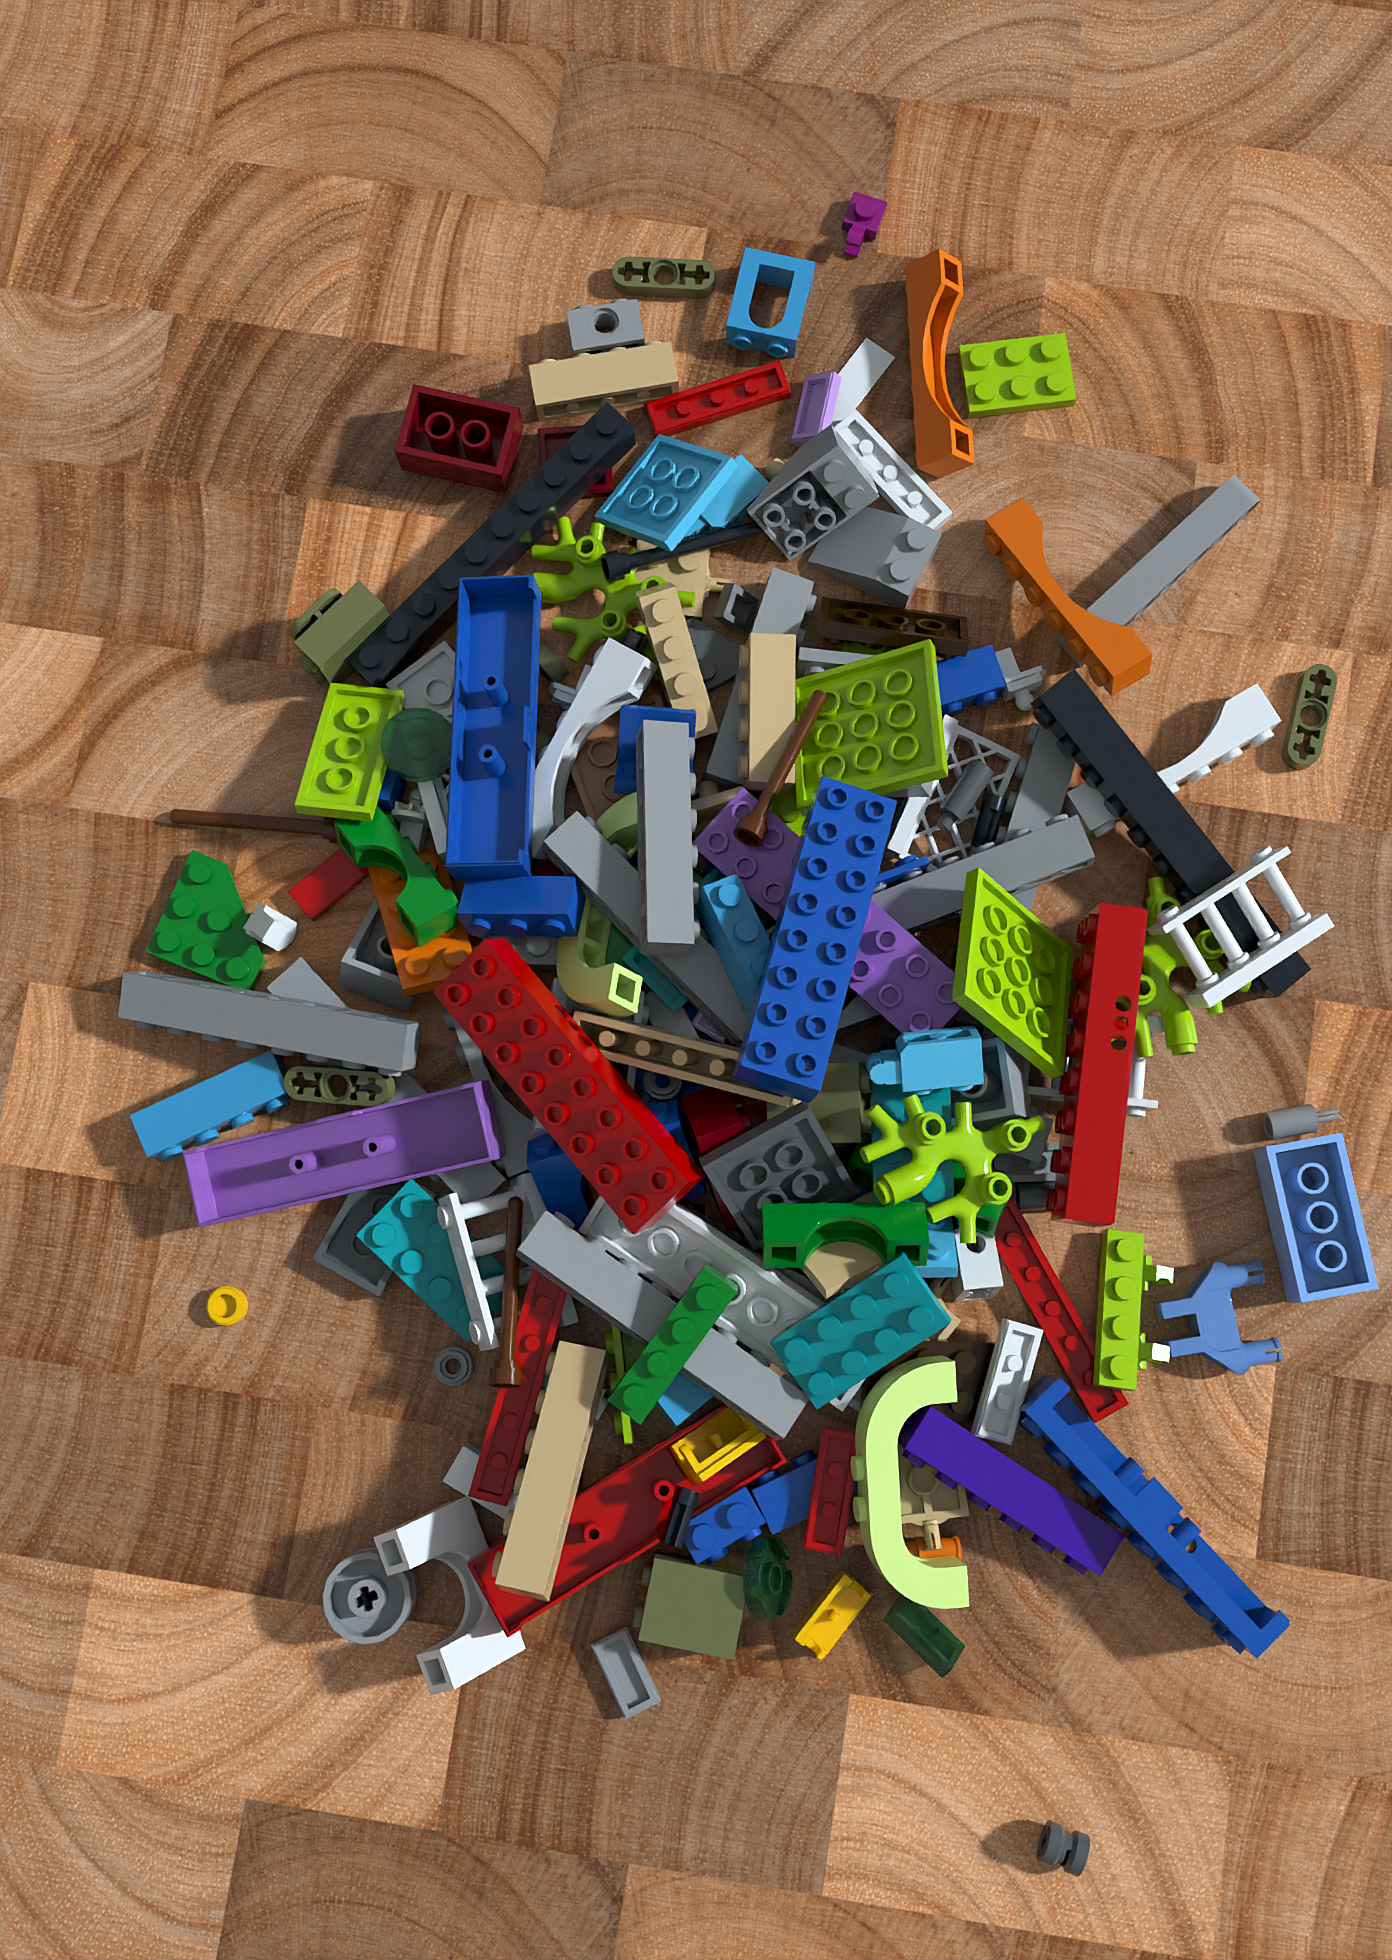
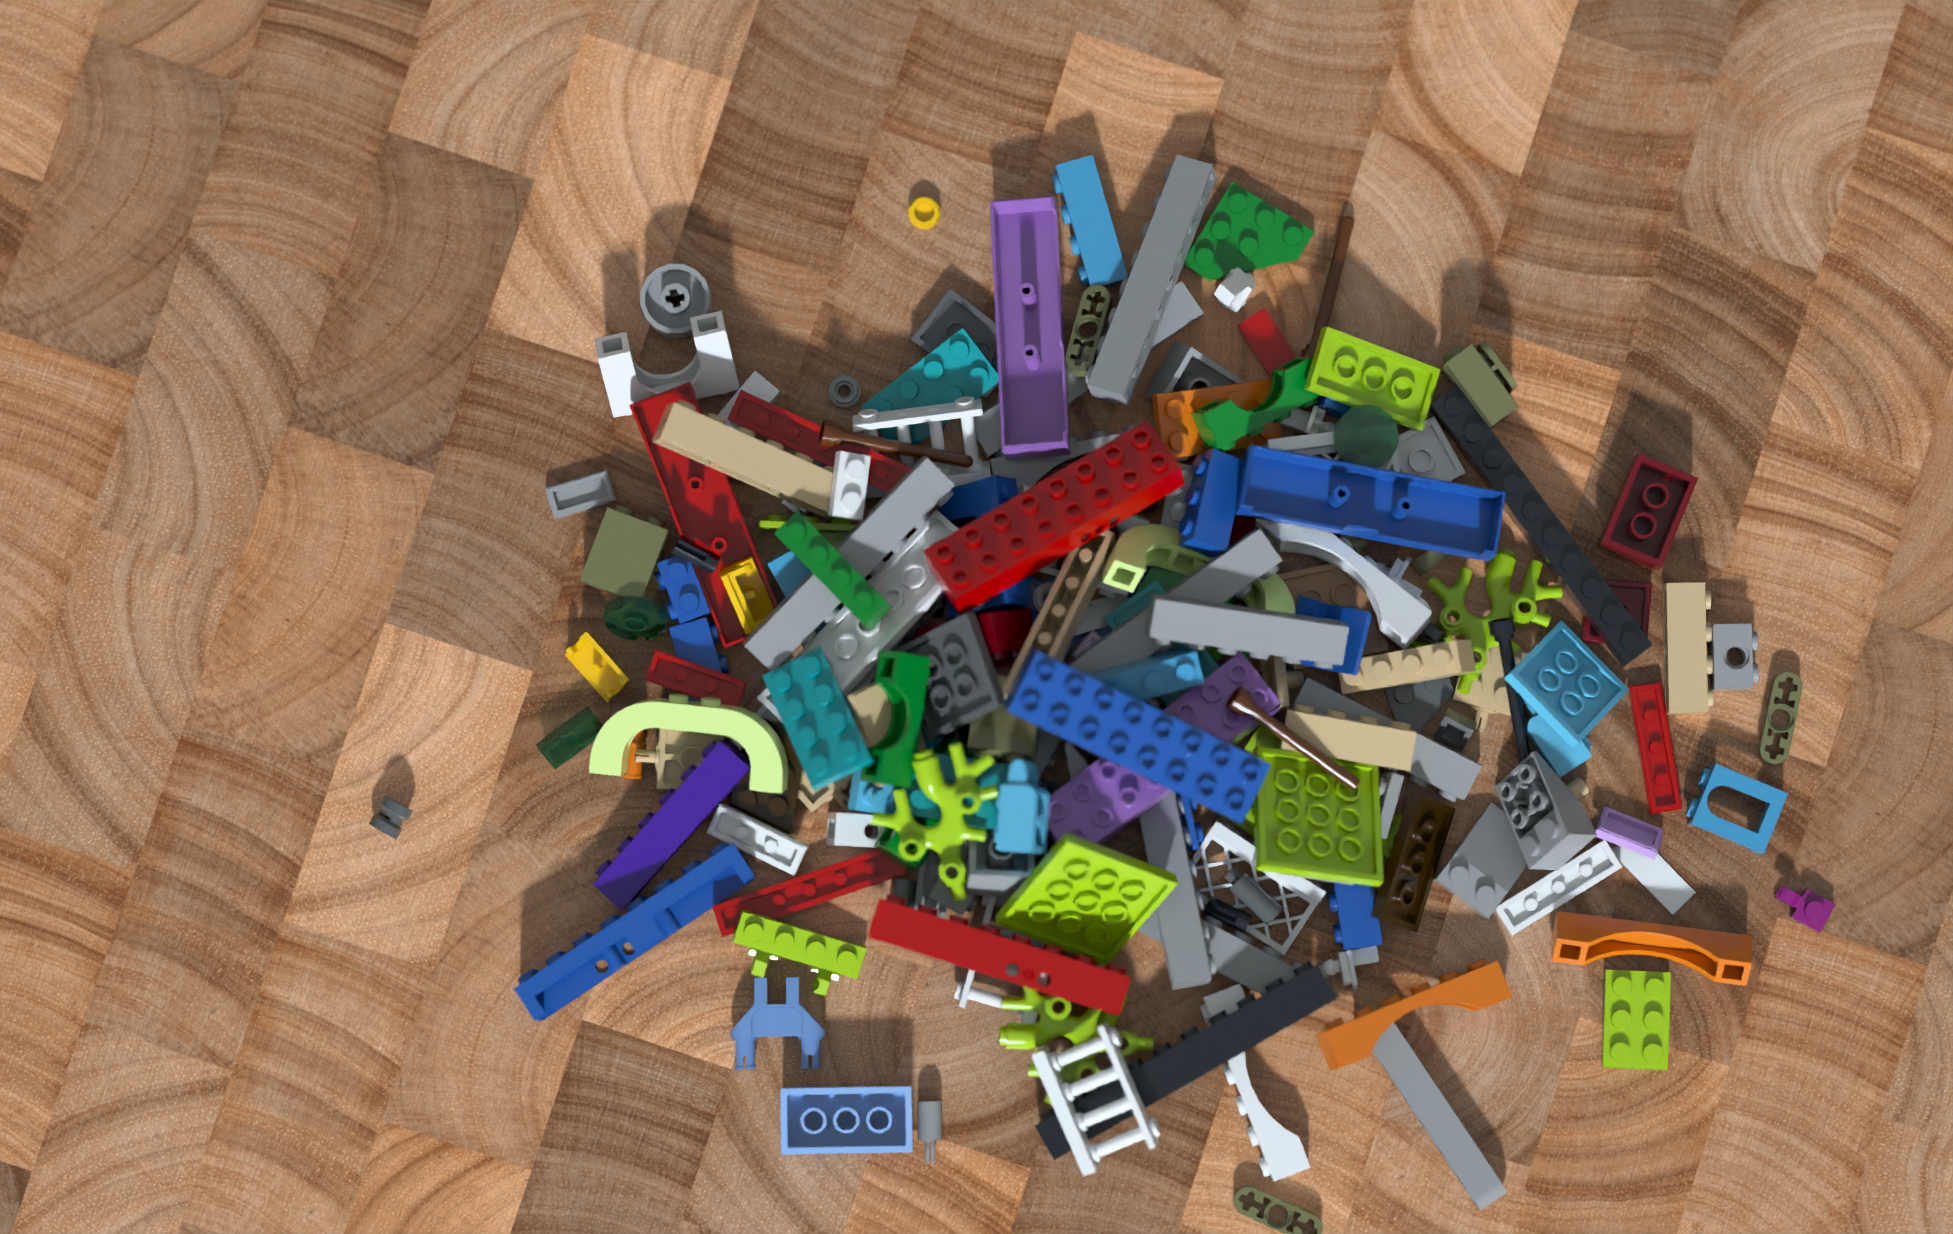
camera: 100 degrees right, 5 degrees up
(566, 1340) = (849, 486): none -> white plate

